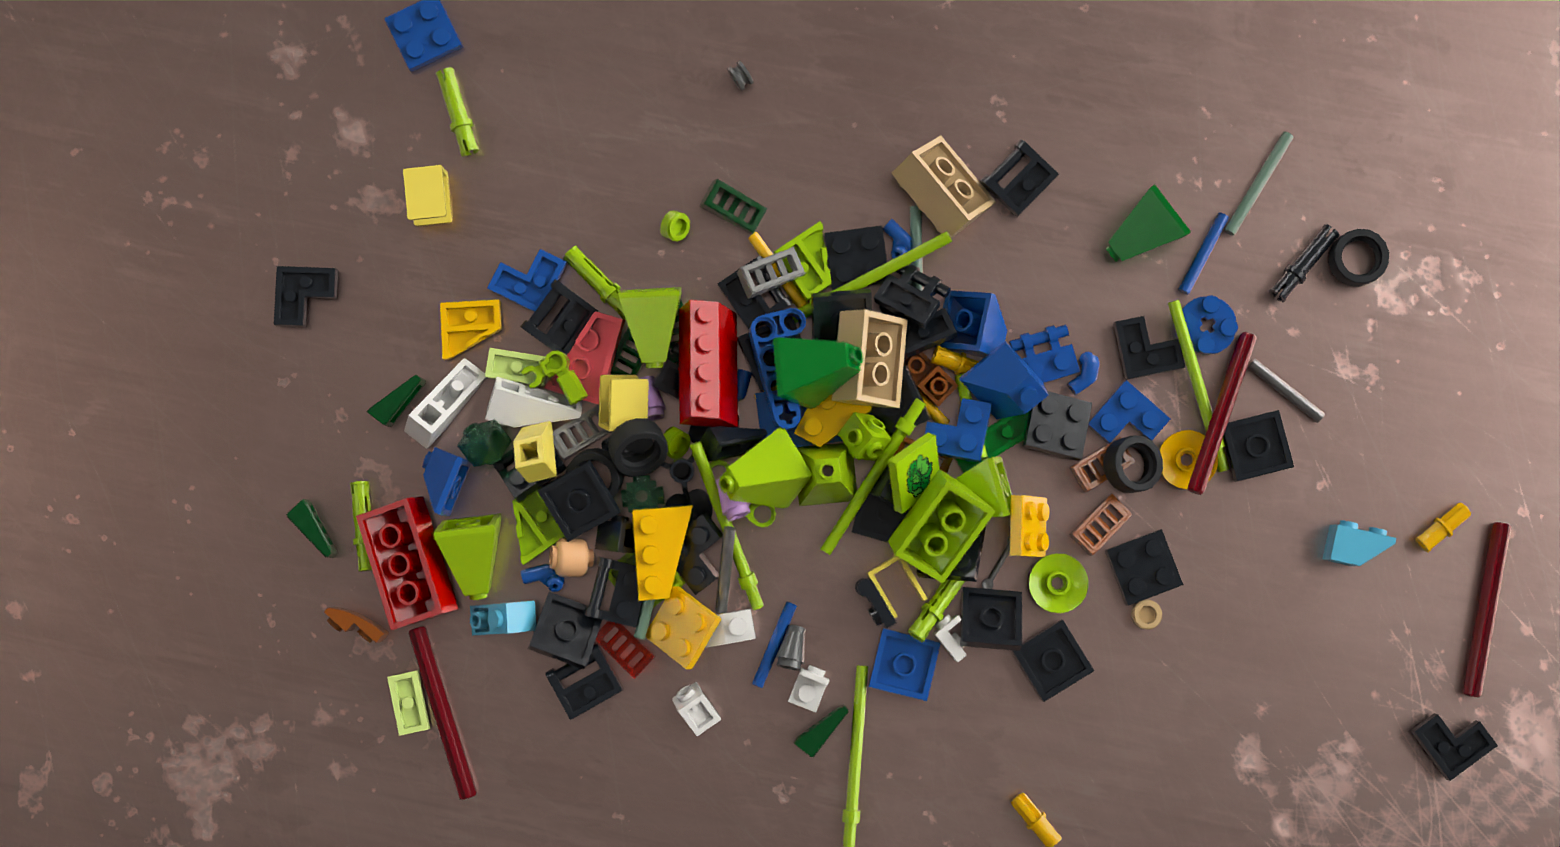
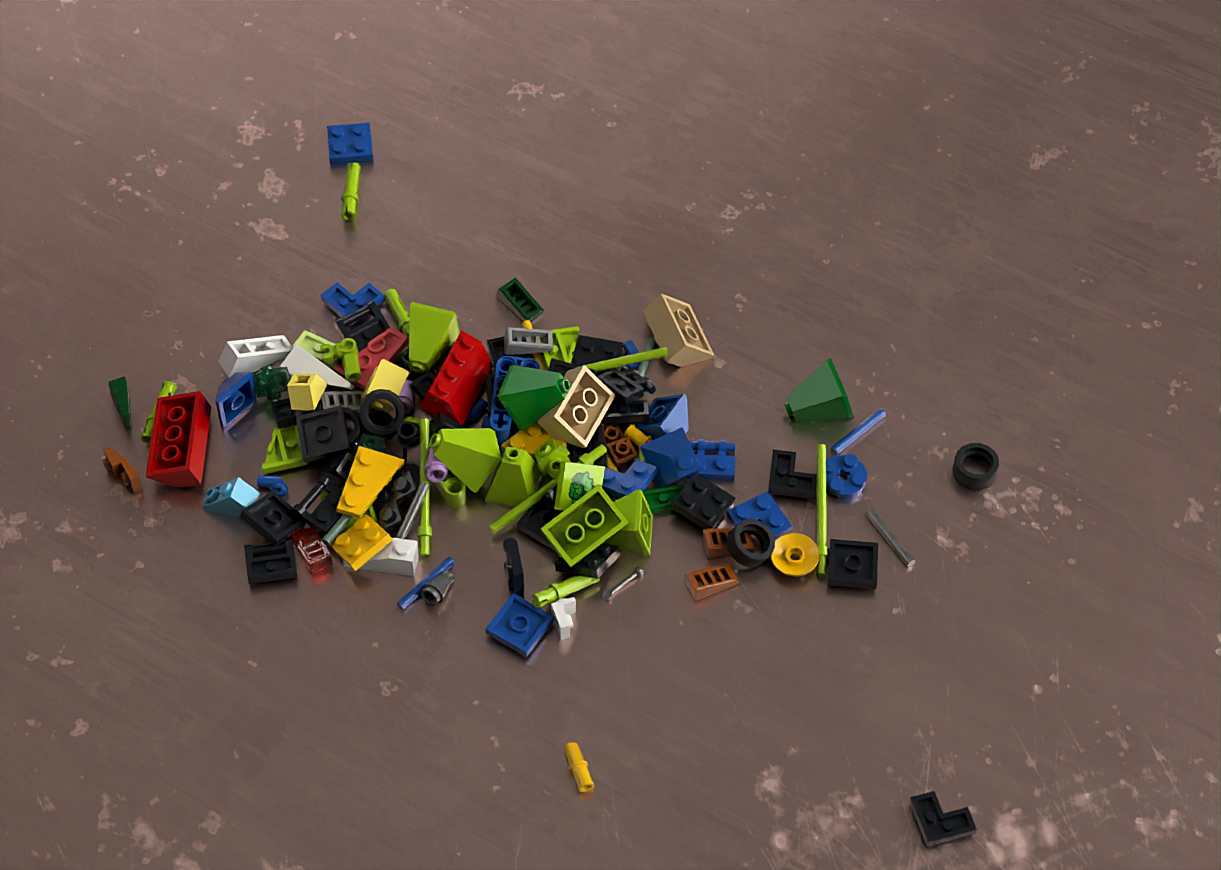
camera: 20 degrees right, 30 degrees down
(294, 288) = (188, 256): black plate -> none
(395, 403) = (213, 344): dark green slope -> none
(408, 702) = (133, 533): yellowish green plate -> none
(427, 195) = (306, 228): light yellow piece -> none
(442, 713) = (154, 549): dark red axle -> none
(468, 324) = (296, 314): yellow wing -> none
(470, 551) = (230, 445): lime slope -> none
(571, 557) = (299, 475): light nougat head -> none
(675, 225) = (472, 298): lime tile -> none
(695, 708) = (346, 604): white bracket -> none
(740, 75) = (559, 226): dark grey bush -> none
(809, 688) = (440, 618): white bracket -> none
(817, 735) = (434, 648): dark green slope -> none
(851, 814) = (434, 714): lime bar -> none
(909, 574) = (542, 553): light yellow piece -> none
(991, 618) = (599, 611): black plate -> none
(1026, 184) = (738, 349): black plate -> none
(1028, 526) = (652, 555): yellow plate -> none
(1053, 660) = (636, 658): black plate -> none
(1073, 580) = (663, 597): lime dish -> none
(1089, 373) = (740, 480): blue arm -> none
(1144, 567) = (734, 620): black plate -> none
(1146, 614) = (724, 653): tan tile -> none
(1221, 413) = (835, 526): dark red axle -> none
(1259, 183) = (916, 400): sand green bar -> none
(1296, 272) = (925, 461): black pin -> none
(1354, 546) = (908, 653): medium azure slope -> none
(1443, 527) = (983, 664): yellow axle -> none
(1487, 609) = (1000, 734): dark red axle -> none

